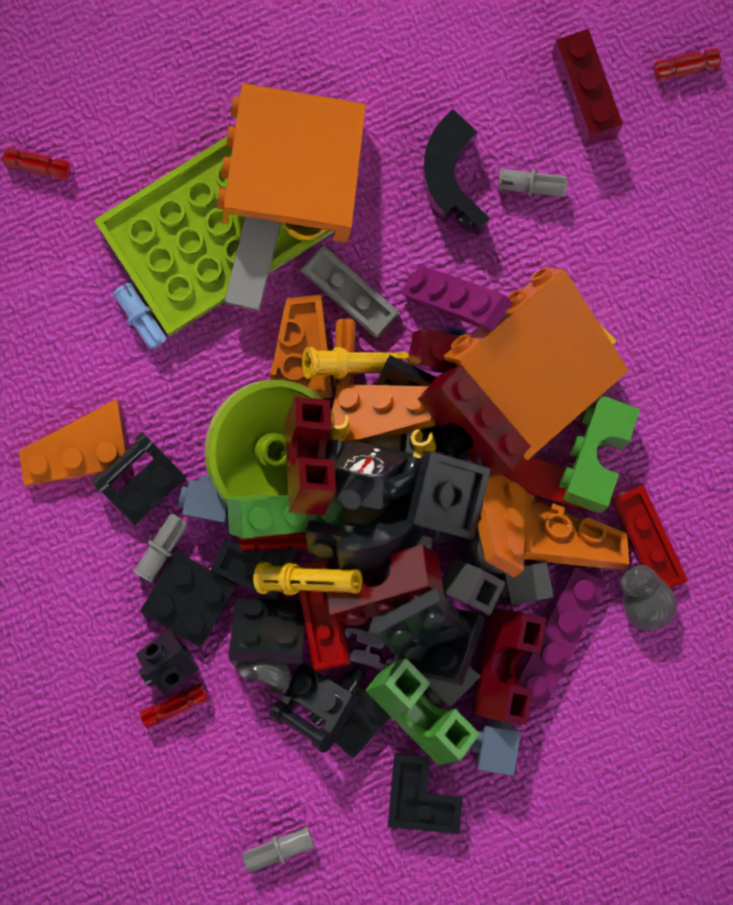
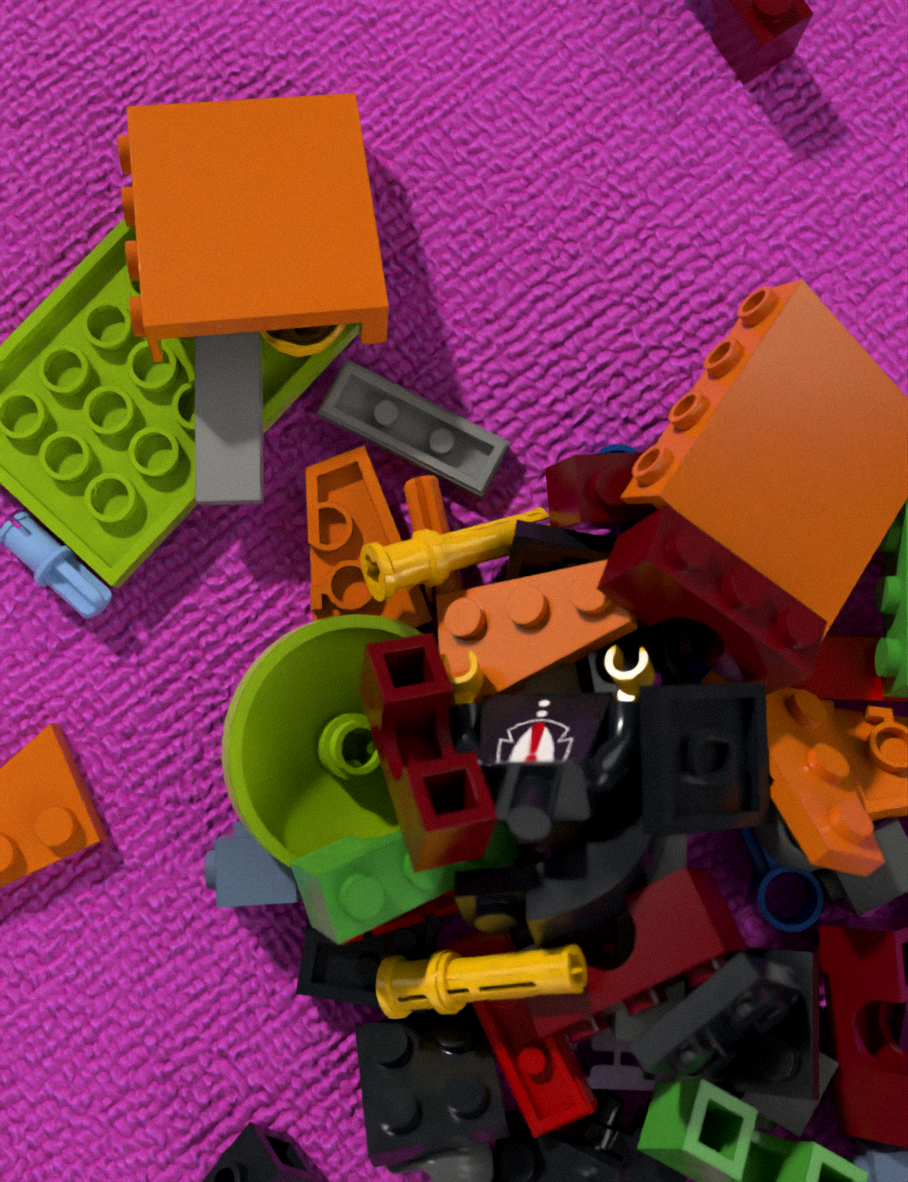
camera: 15 degrees left, 0 degrees up
(146, 487) = (143, 867): black plate -> none
(160, 548) = (195, 973): light grey axle -> none
(188, 599) = (269, 1051): black plate -> none
(445, 147) = (518, 198): black arch -> none
(456, 297) = (618, 385): magenta plate -> none
(472, 586) = (785, 906): dark grey brick -> none
(532, 182) = (677, 160): light grey axle -> none

